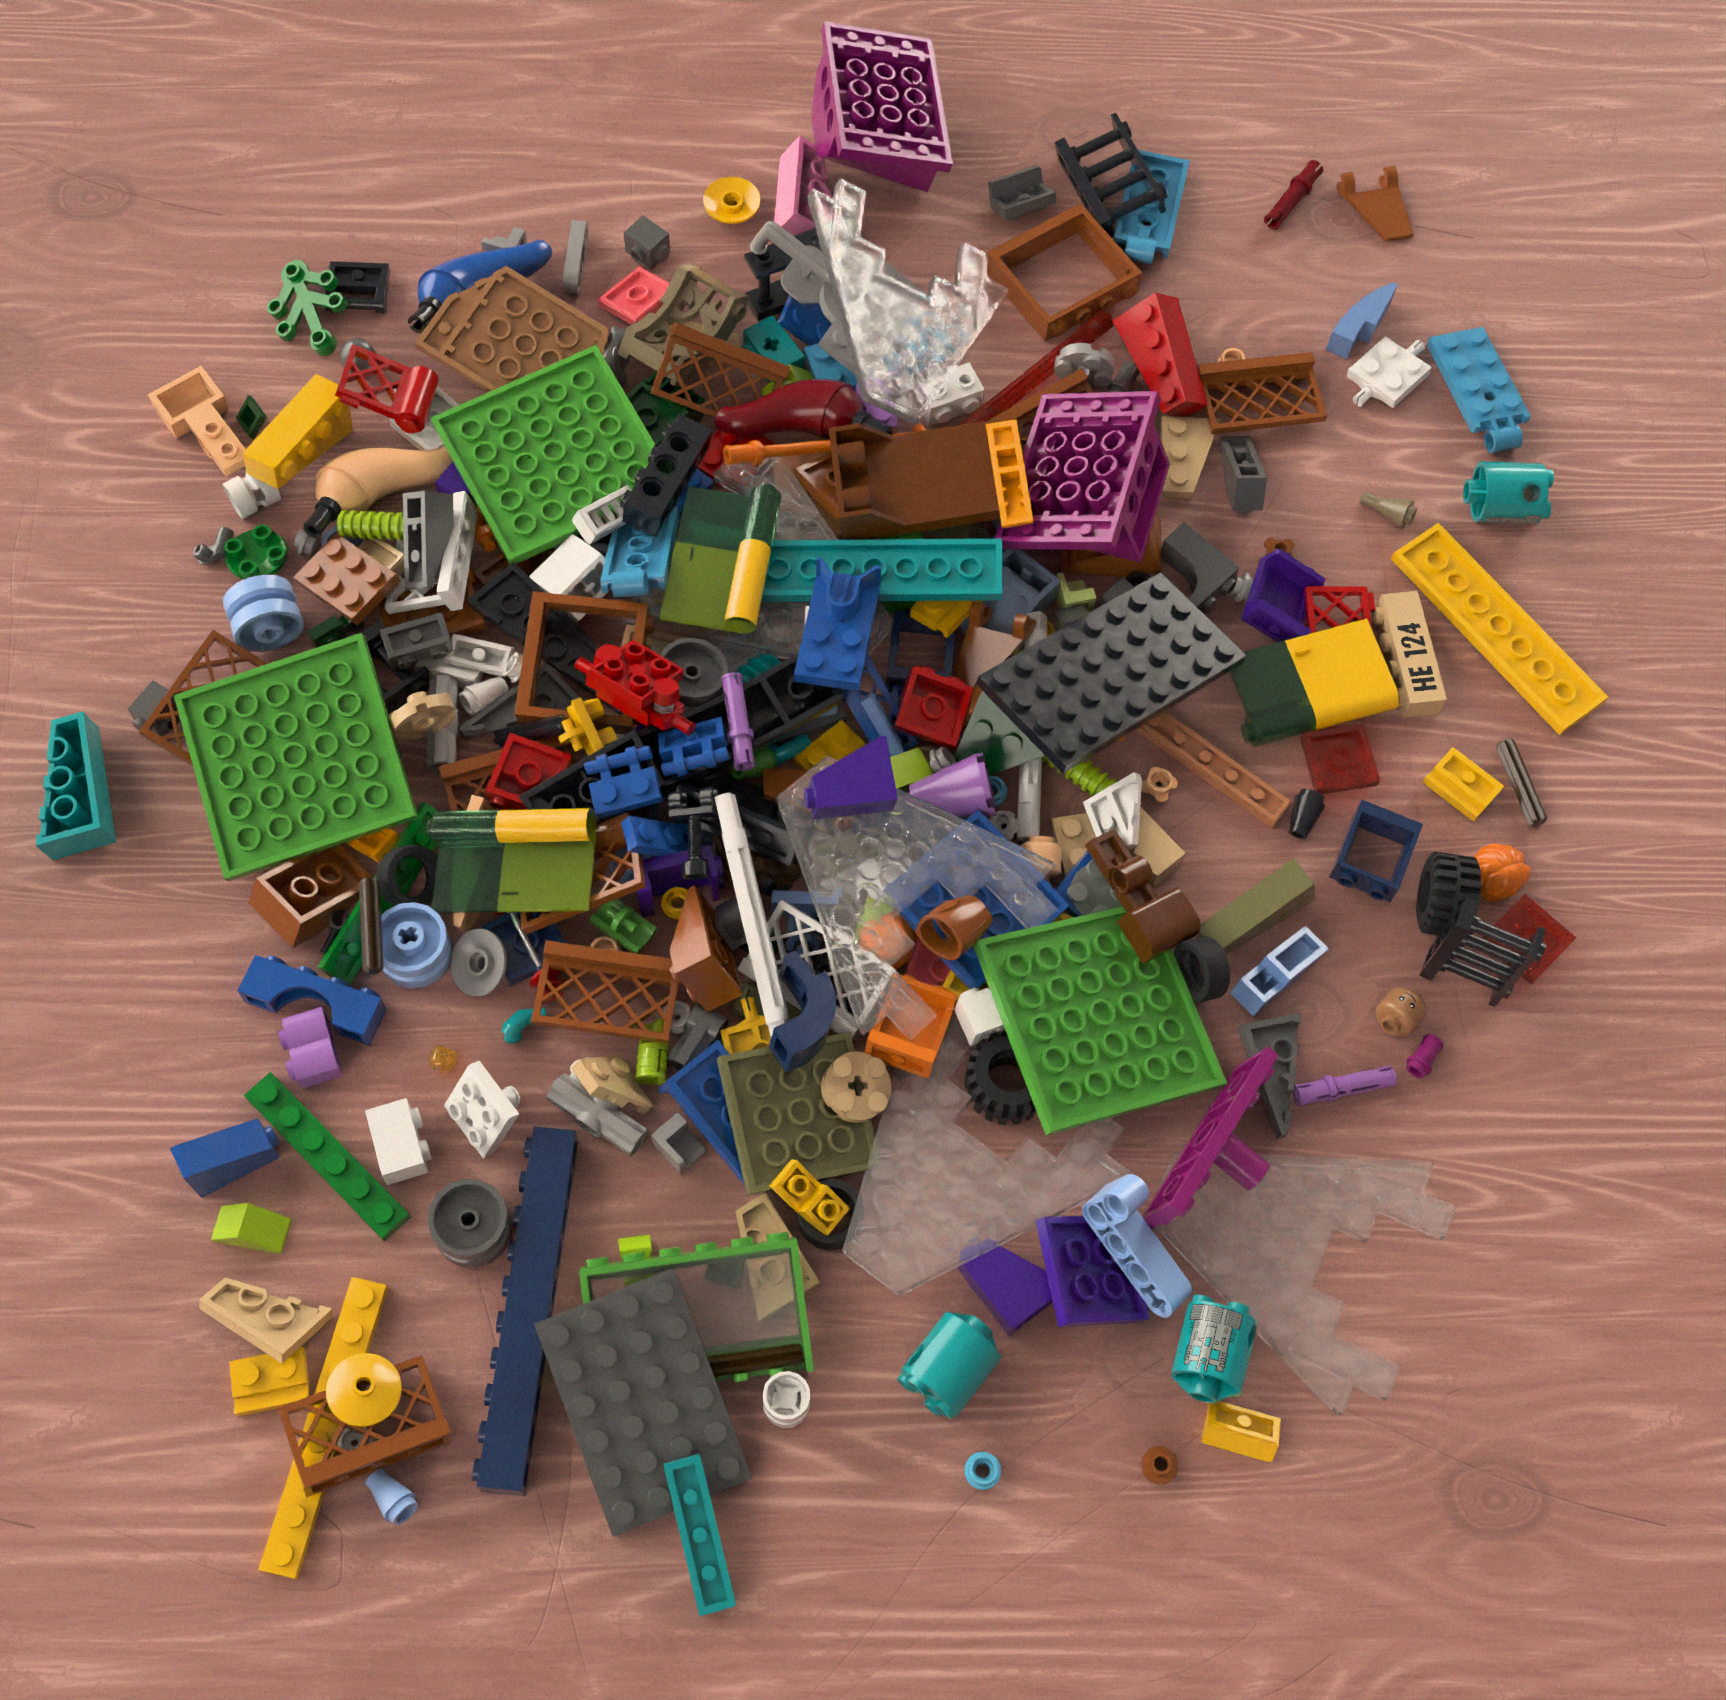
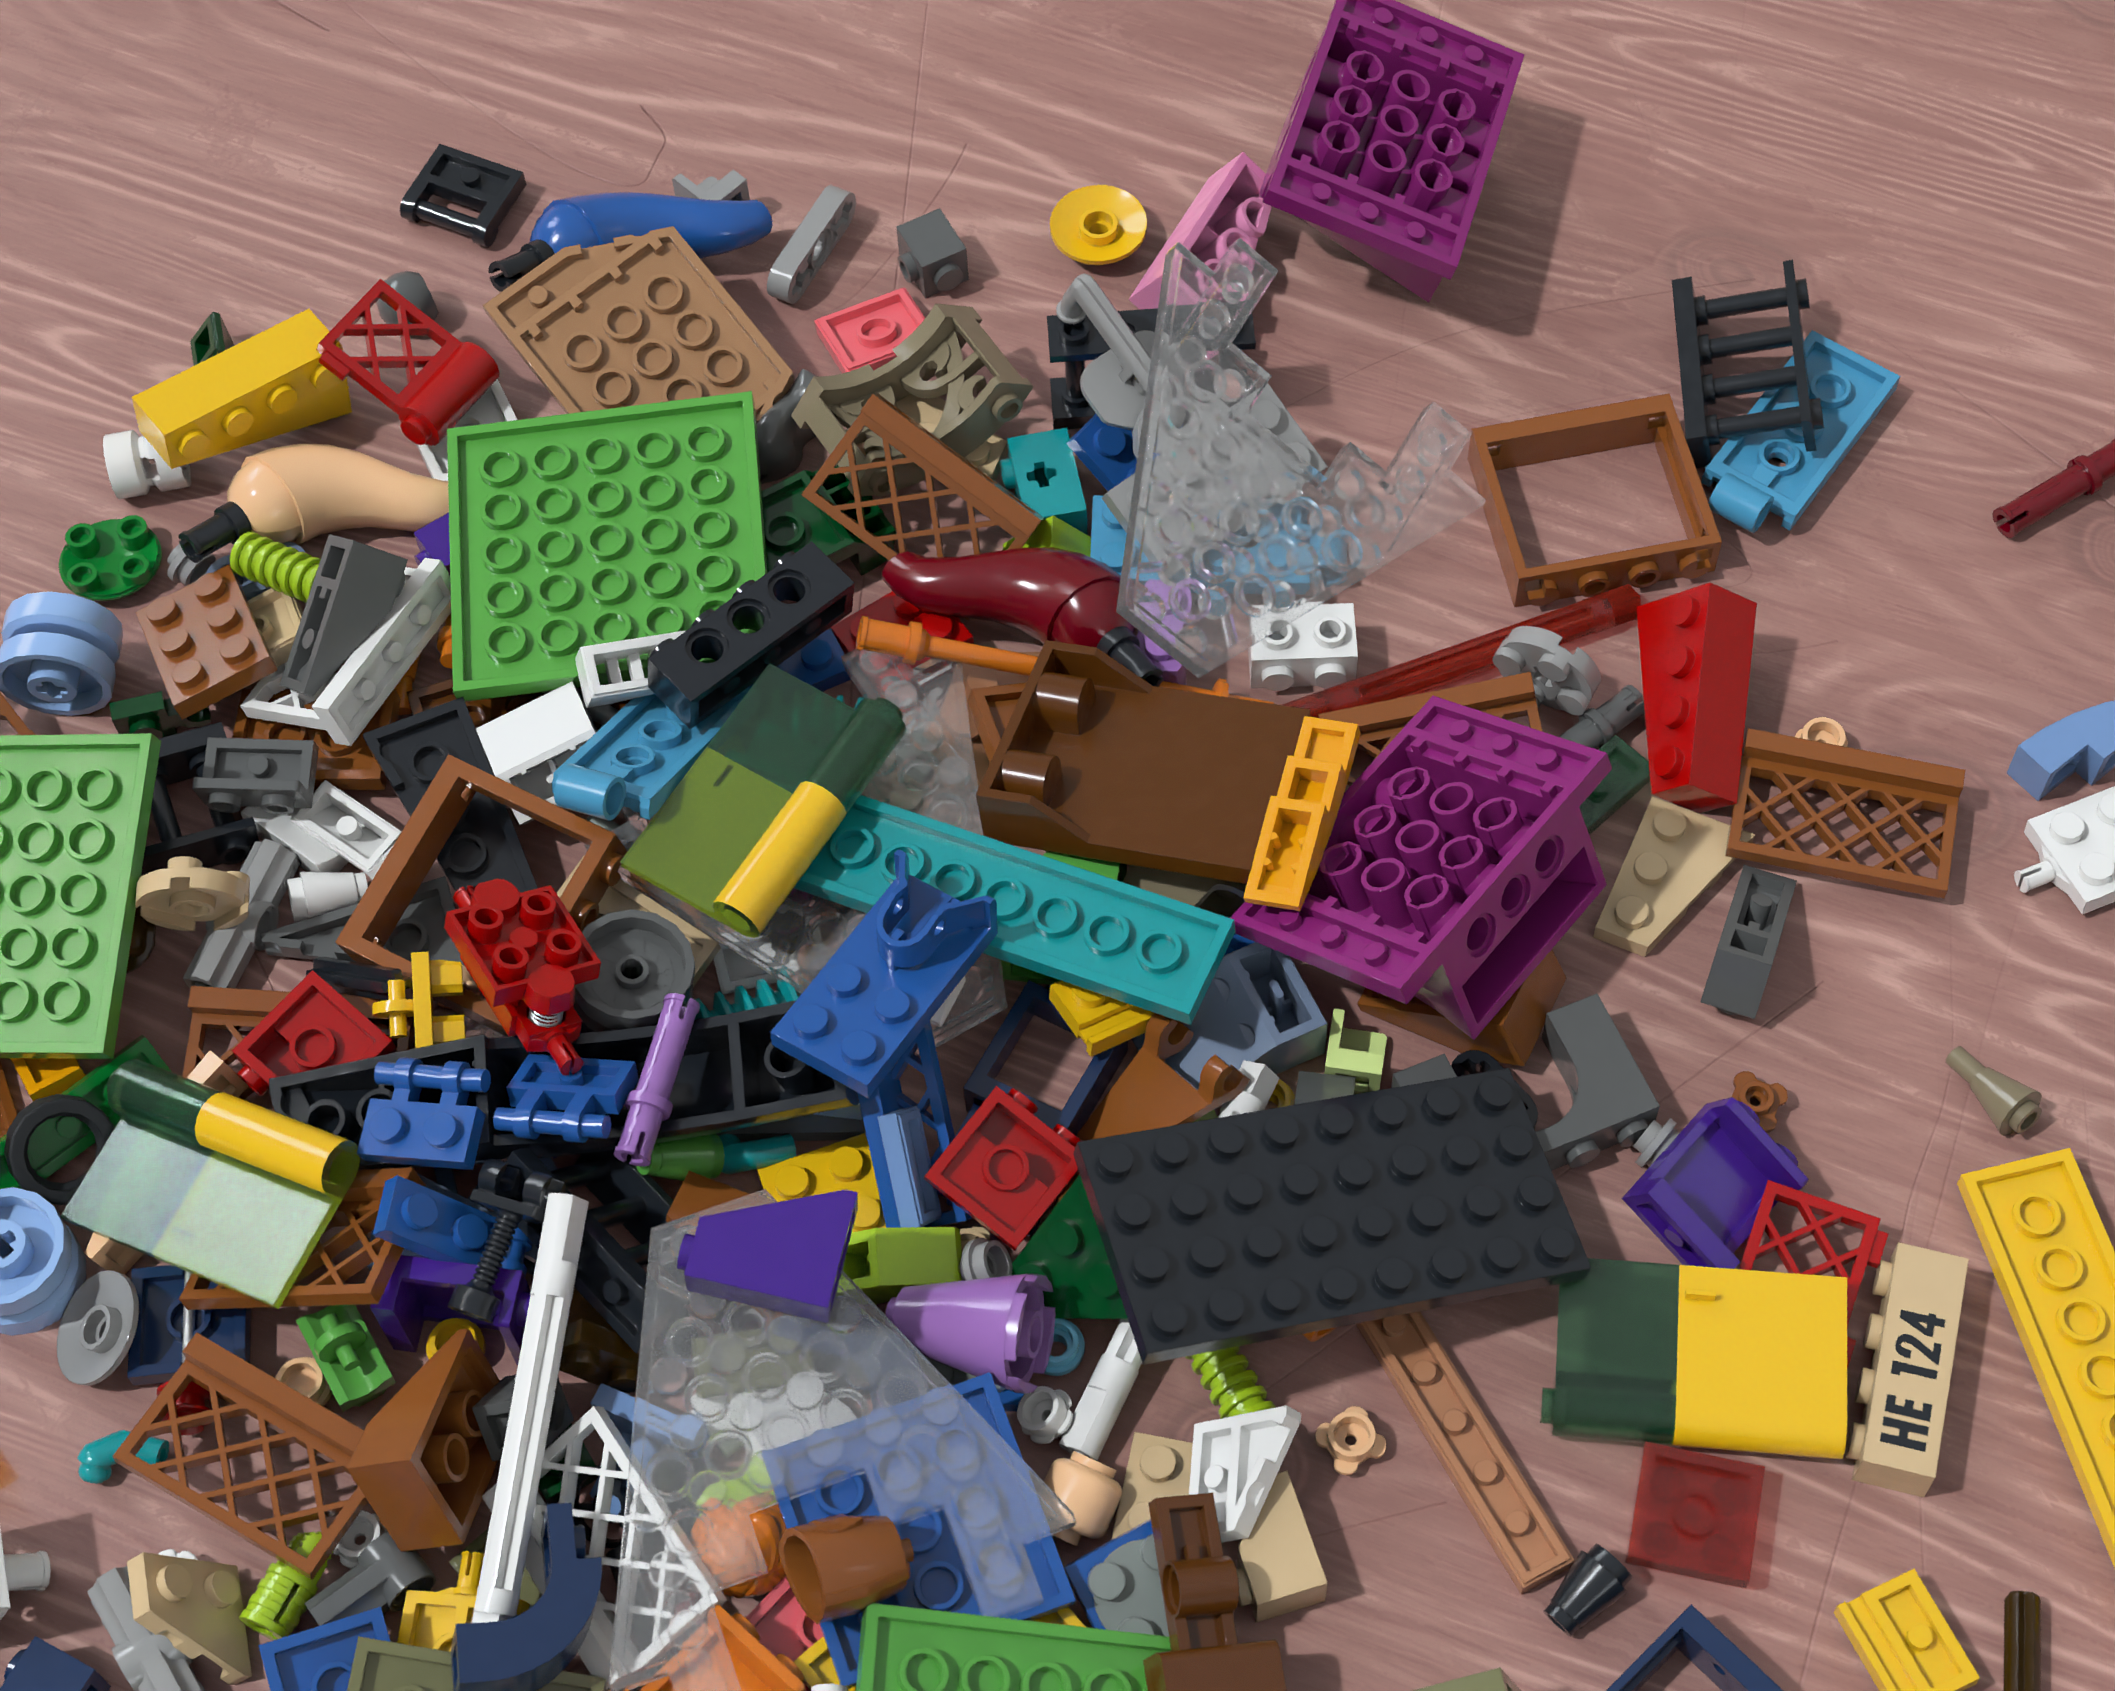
camera: 30 degrees right, 5 degrees down
(196, 406) = (129, 306): light nougat plate -> none
(215, 552) = (48, 538): dark grey arm -> none
(295, 278) = (378, 155): plant -> none
(1020, 193) = (1579, 348): dark grey bracket -> none

